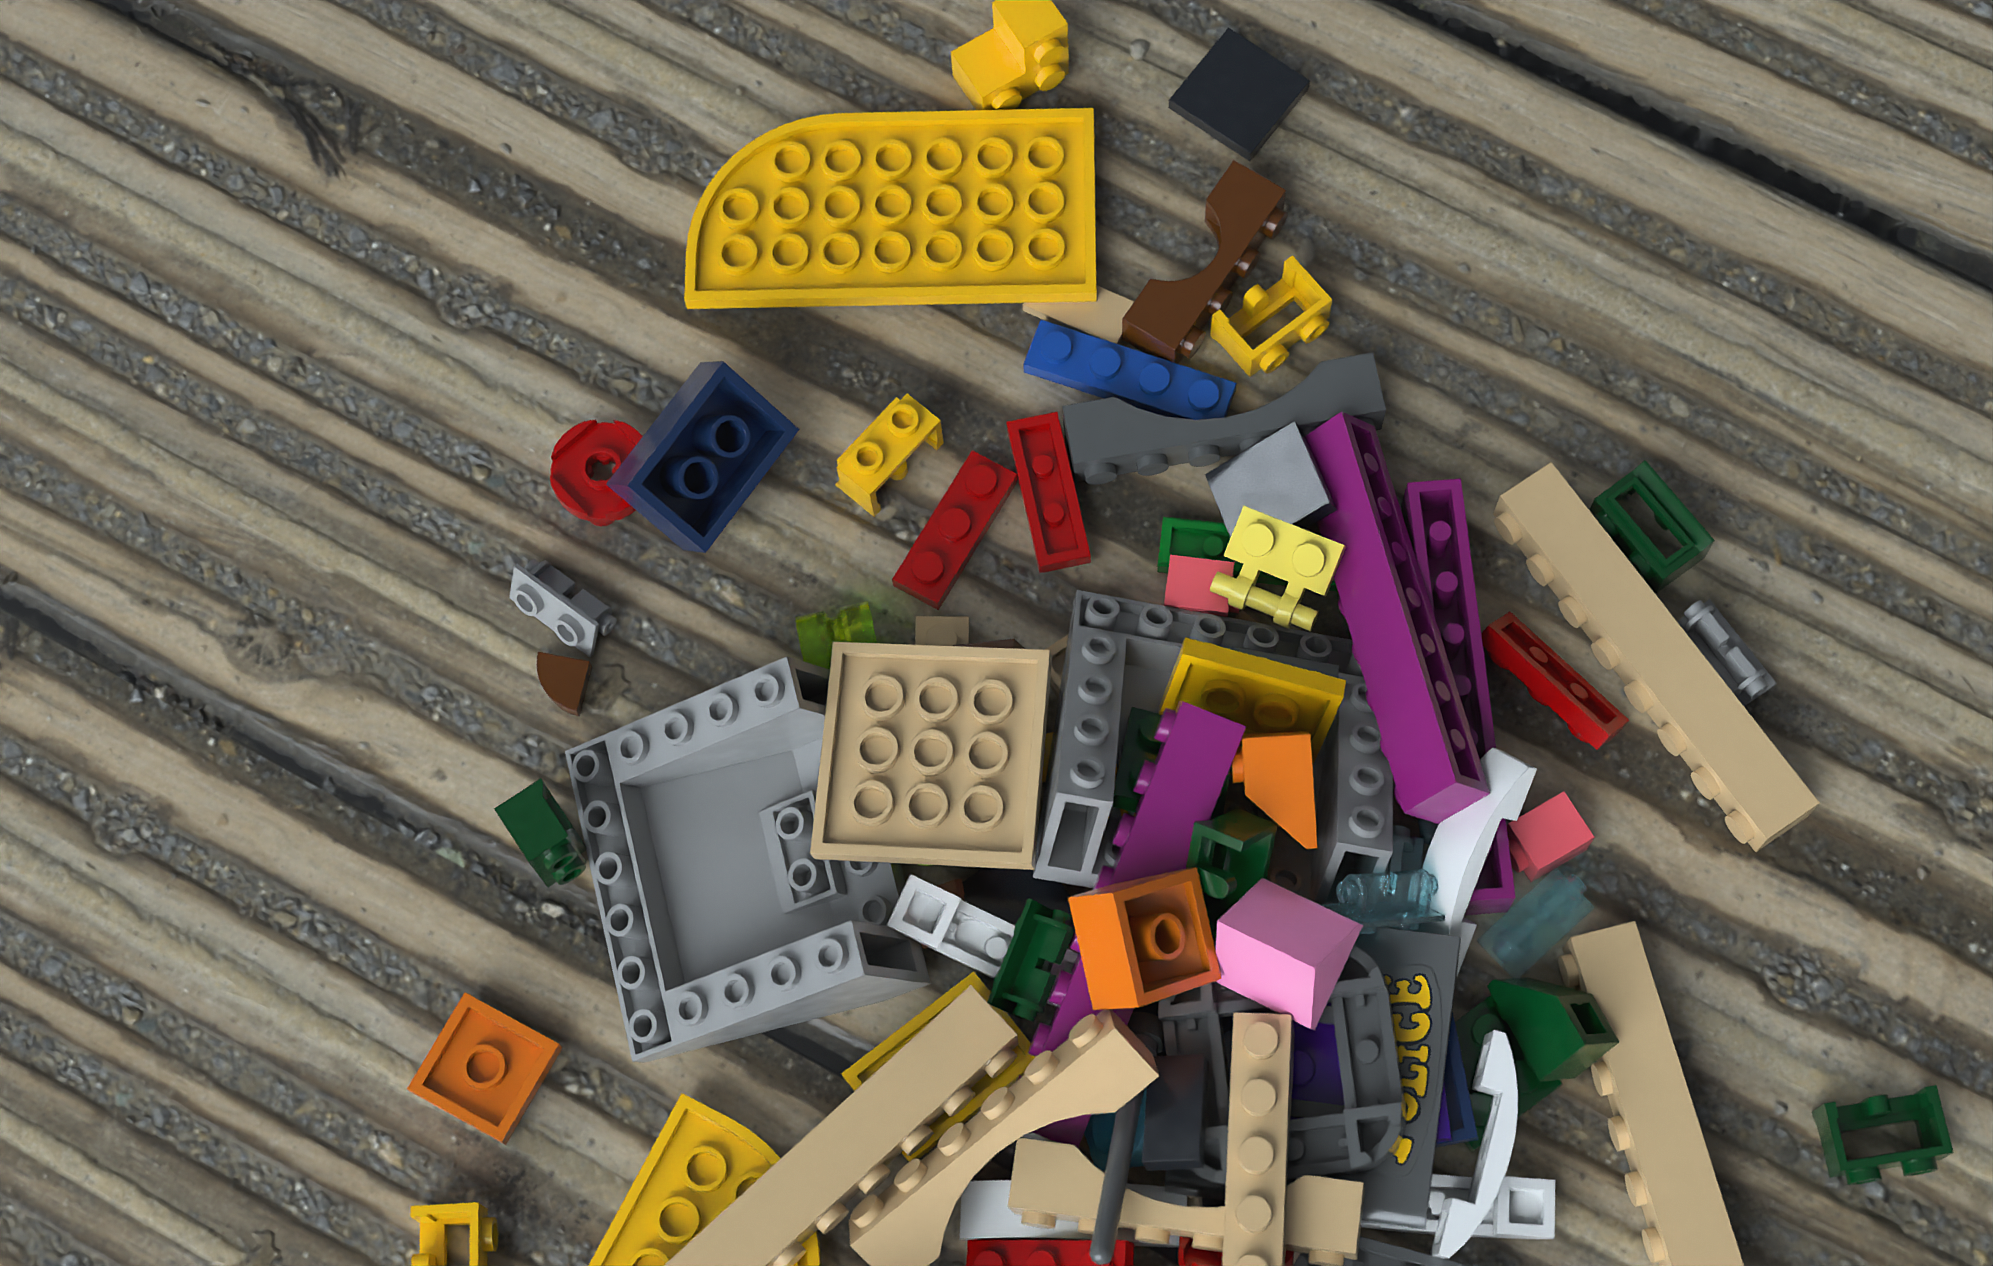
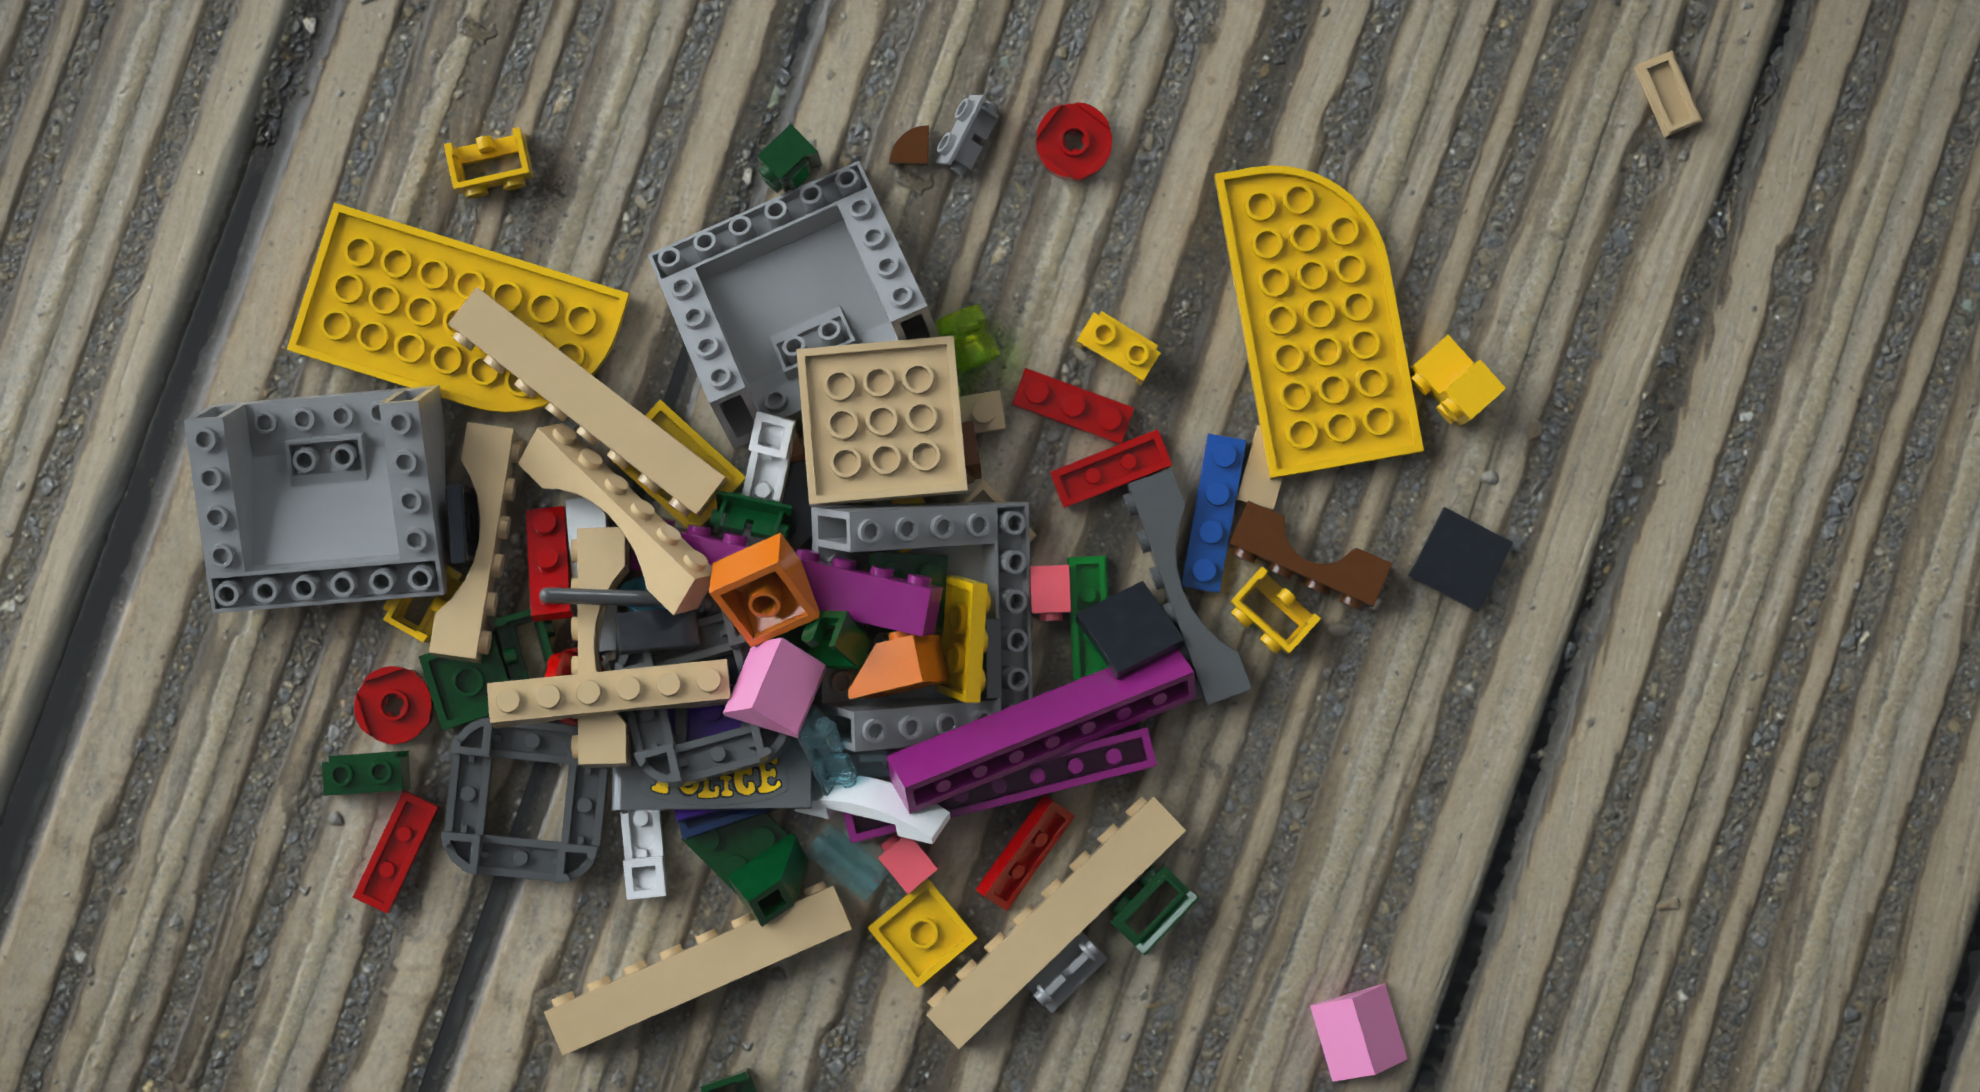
camera: 80 degrees right, 15 degrees up
(485, 1068) = (625, 154): orange plate -> none
(703, 456) = (1087, 213): dark blue brick -> none
(1284, 552) = (1076, 646): light yellow plate -> none
(1495, 1077) = (628, 836): white slope -> none
(1649, 835) = (922, 933): none -> yellow plate
(1843, 306) = (1359, 1033): none -> bright pink slope

